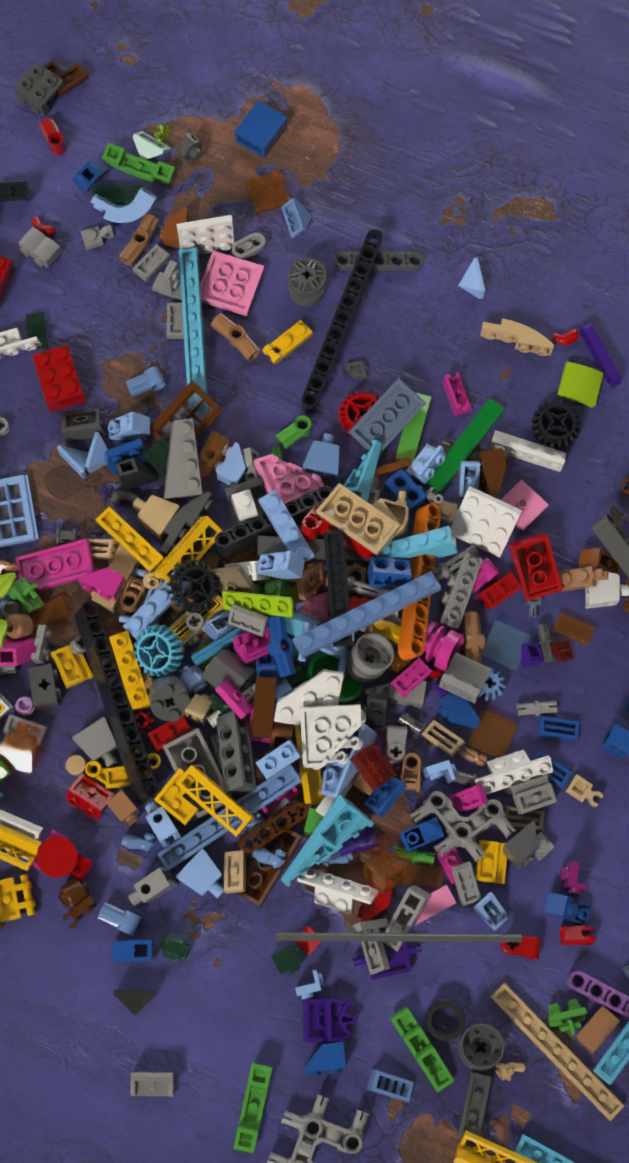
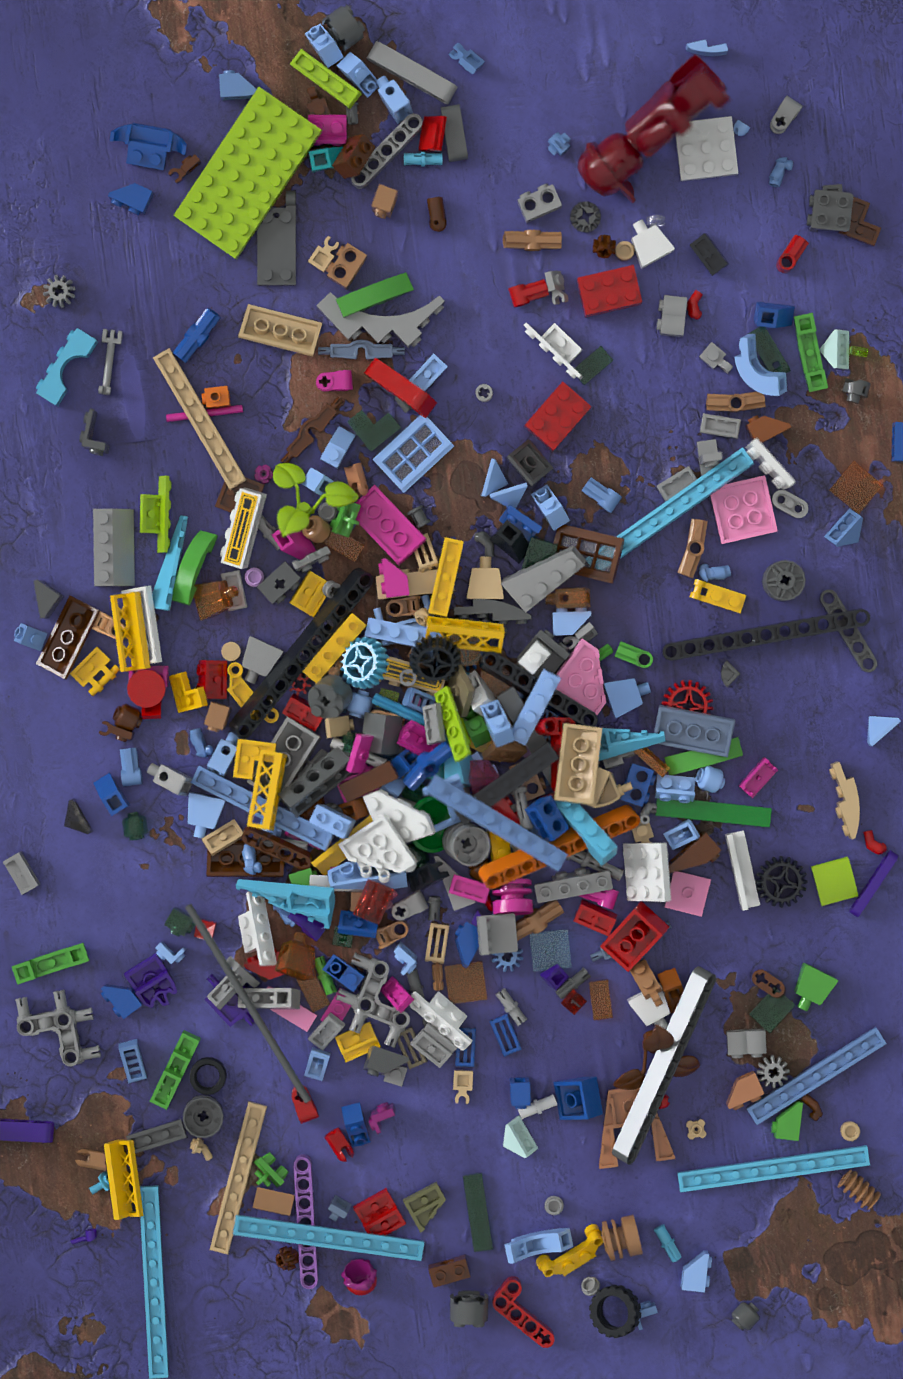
camera: 60 degrees right, 15 degrees up
(87, 829) = (185, 697): none -> yellow plate
(266, 333) = (712, 573): none -> medium blue arm
(389, 820) = (342, 939): none -> clear green tile
(435, 431) = (710, 779): none -> light blue head

